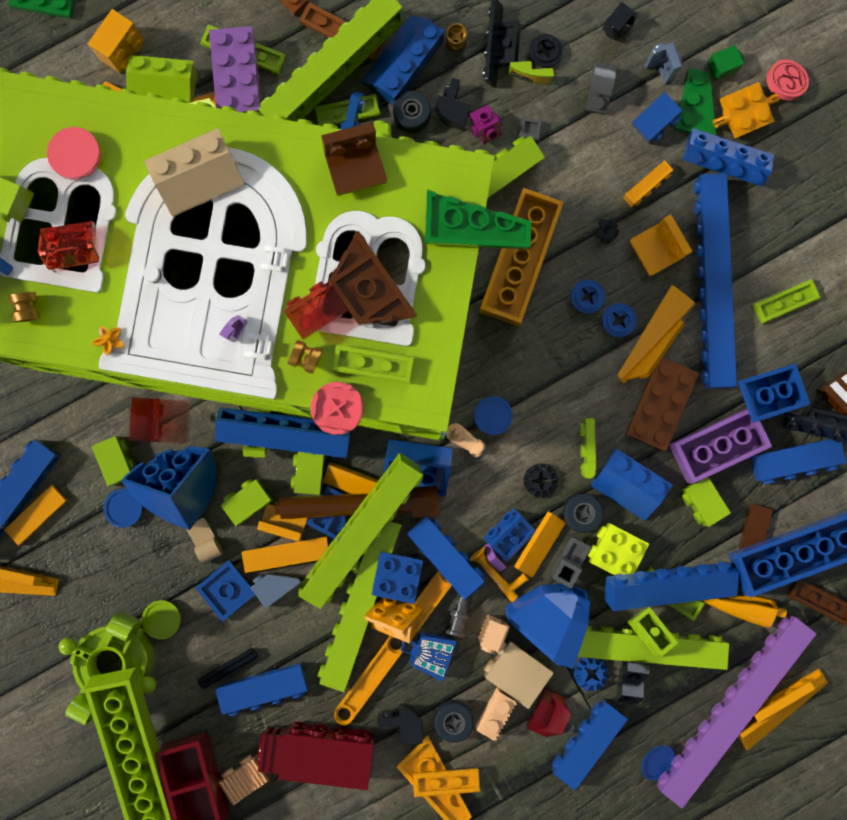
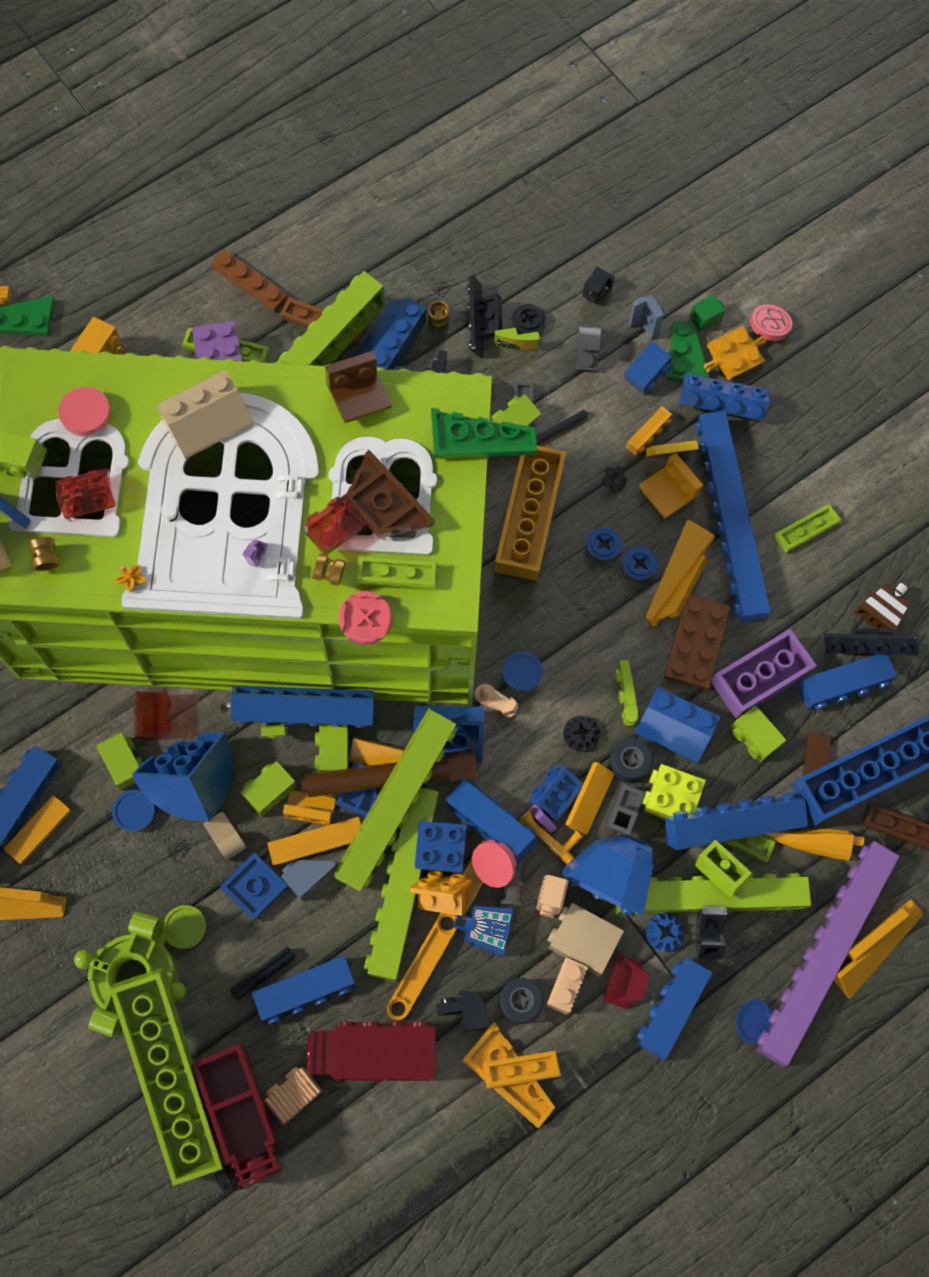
camera: 10 degrees left, 15 degrees down
(444, 600) = (494, 863): none -> coral tile
(551, 174) = (561, 426): none -> black bar
(667, 208) = (672, 448): none -> yellow tile
(774, 392) = (810, 613): blue slope -> none

